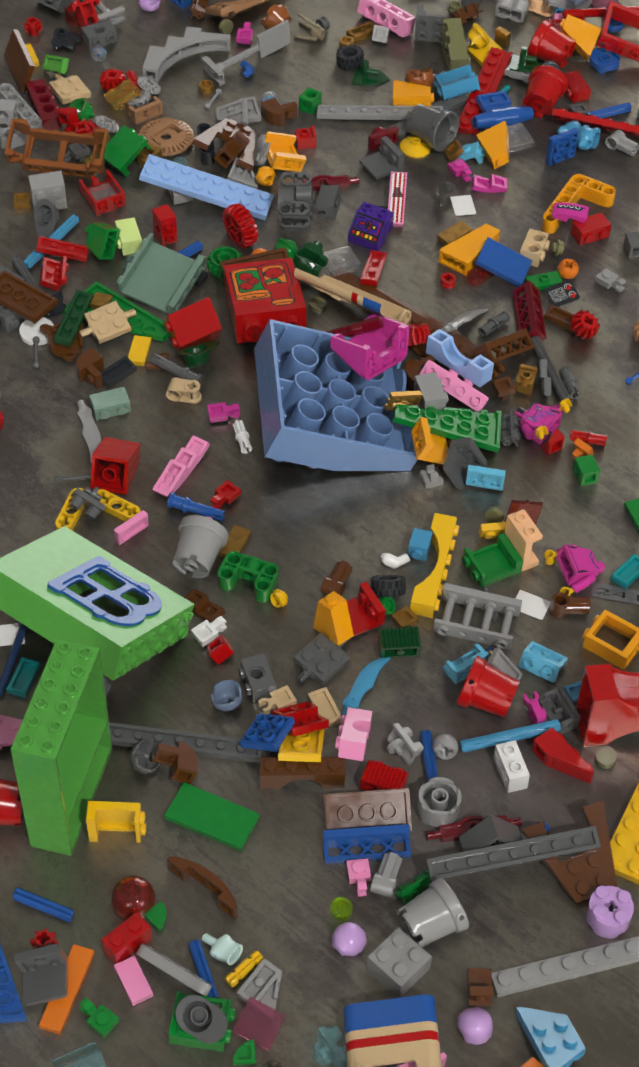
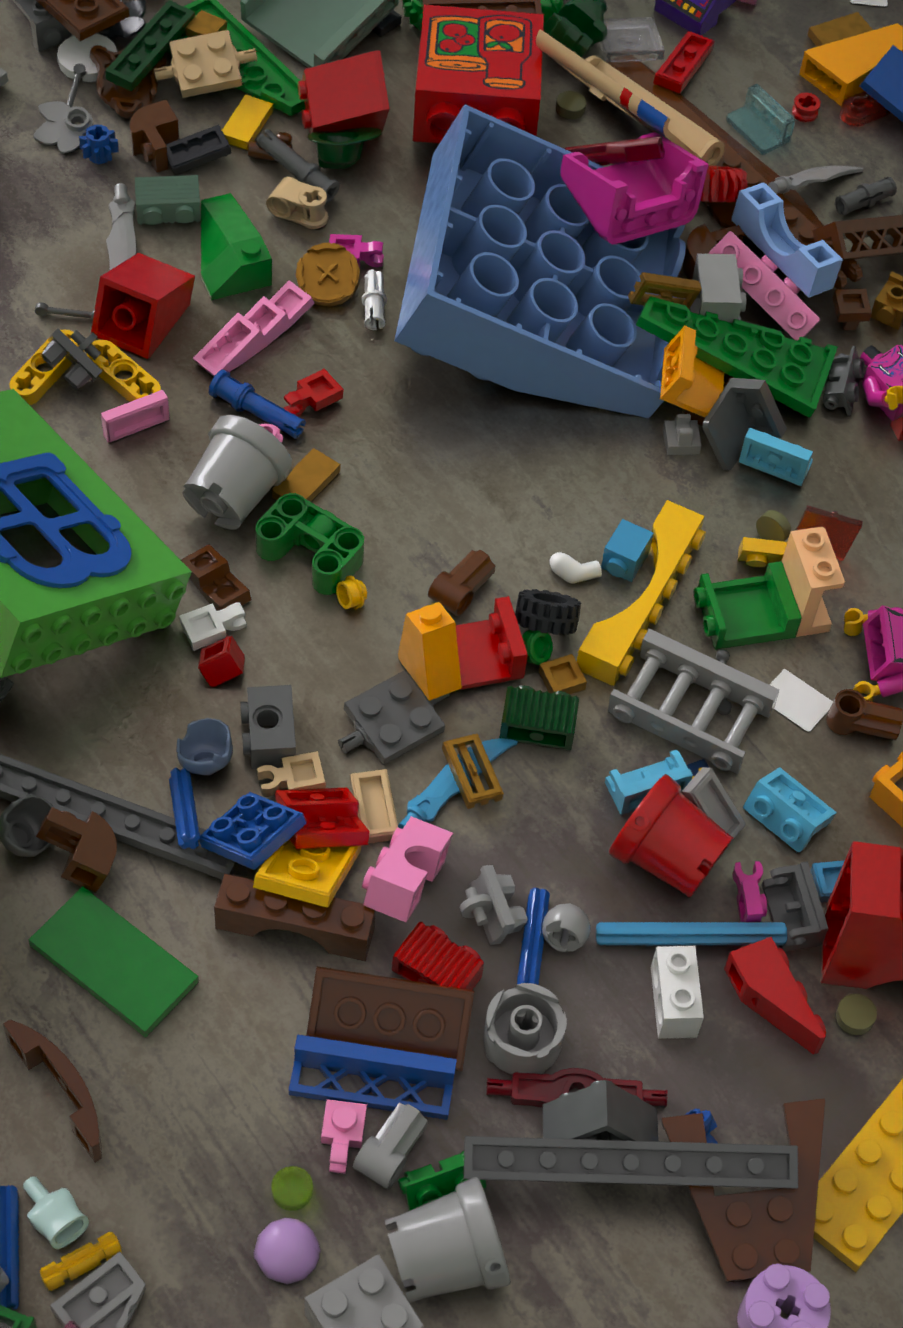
camera: 10 degrees right, 5 degrees up
(34, 373) = (60, 125): none -> light grey plate
(61, 380) = (98, 144): none -> blue gear
(154, 424) = (231, 249): none -> green wedge
(213, 427) = (328, 274): none -> pearl gold tile
(226, 729) = (184, 808): none -> blue axle
(368, 678) = (481, 796): none -> pearl gold tile
(426, 293) = (762, 121): none -> clear light blue panel

